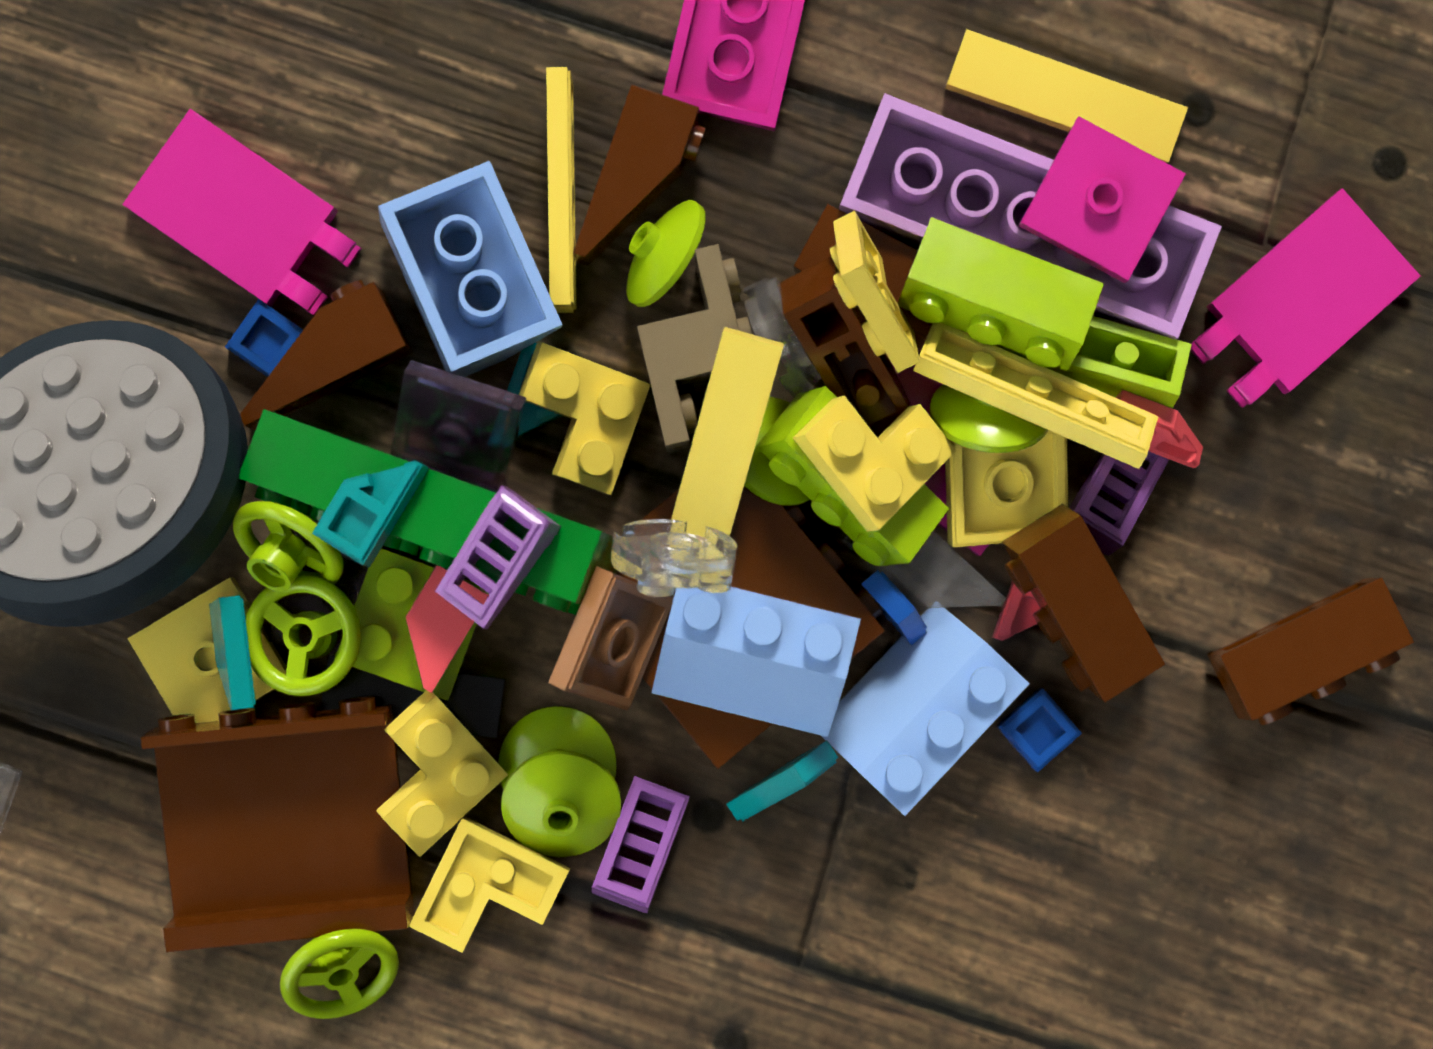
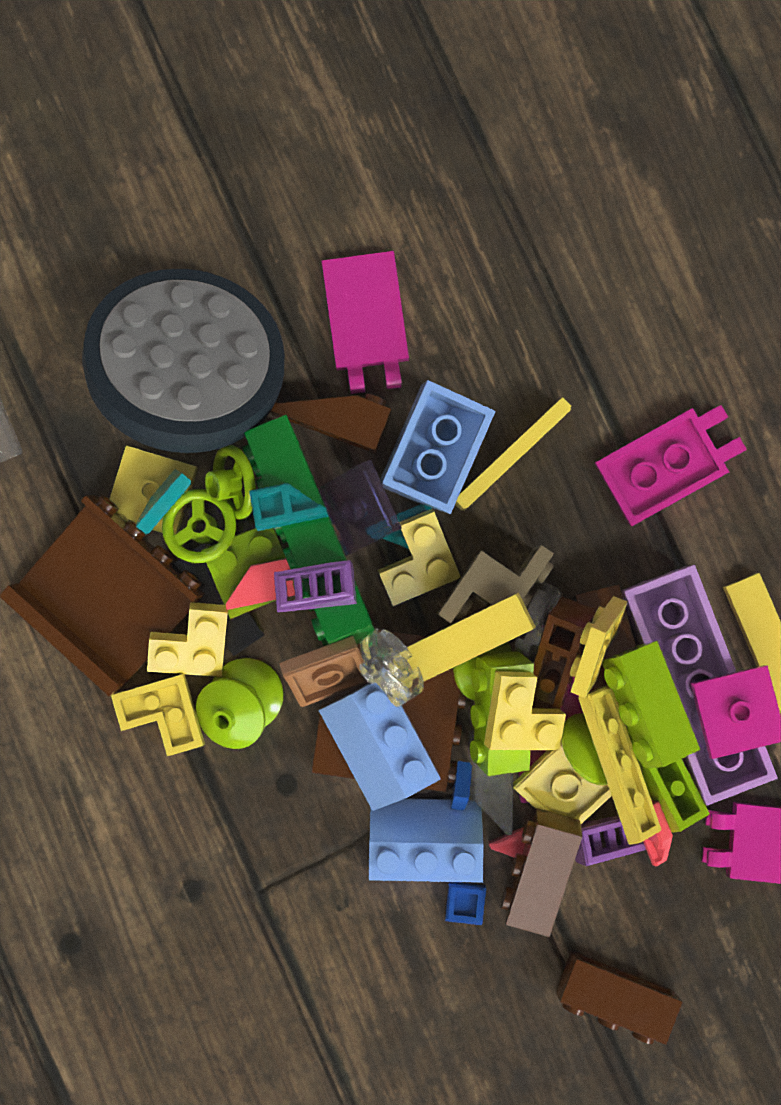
camera: 50 degrees right, 0 degrees up
(263, 338) = (319, 381): blue tile -> none
(335, 965) = (62, 678): lime piece -> none
(620, 892) = (215, 778): medium lavender slope -> none
(642, 162) = (561, 479): reddish brown slope -> none
(663, 252) = (527, 529): lime dish -> none
(783, 781) = (334, 807): teal tile -> none

